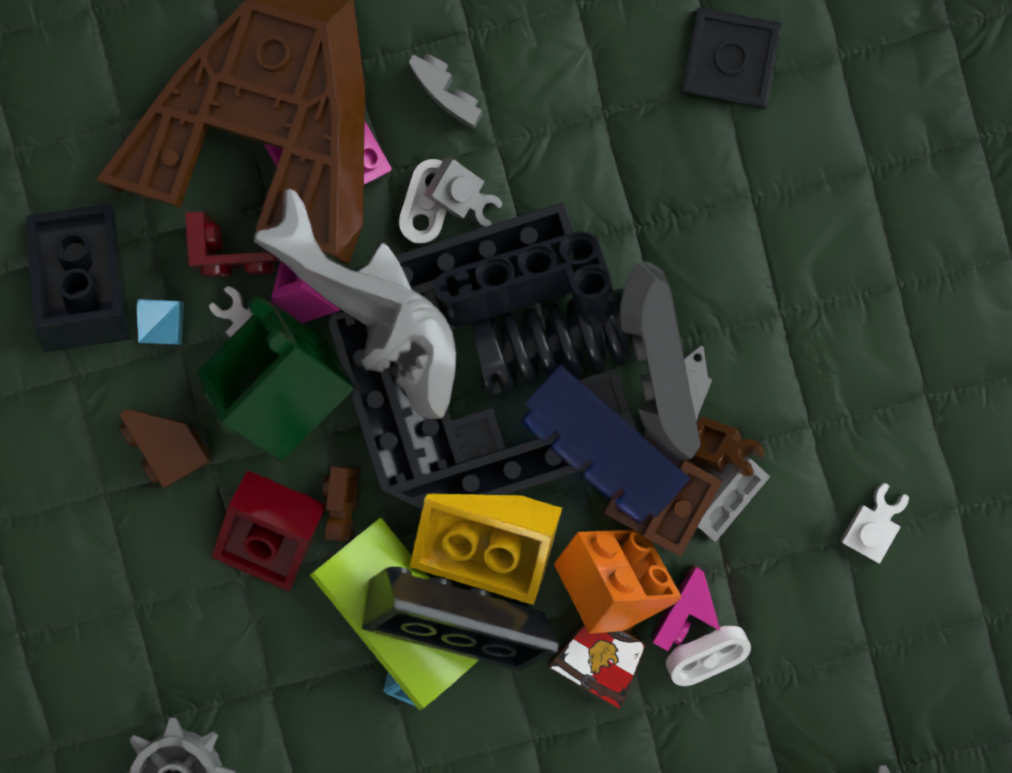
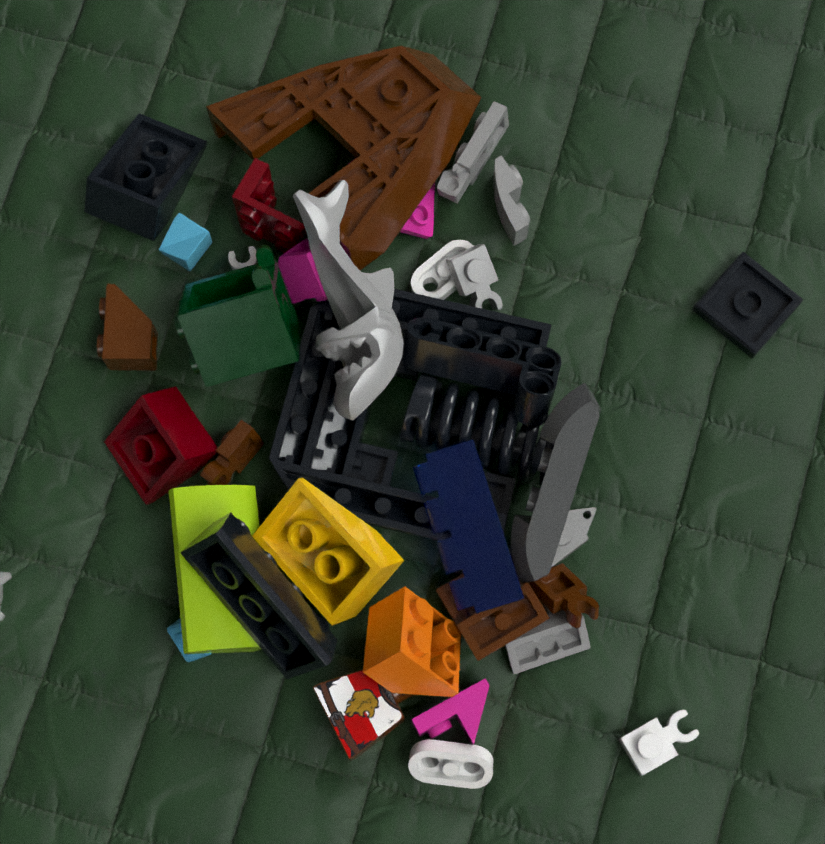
camera: 35 degrees right, 15 degrees down
(382, 65) = (474, 154): none -> light grey hinge

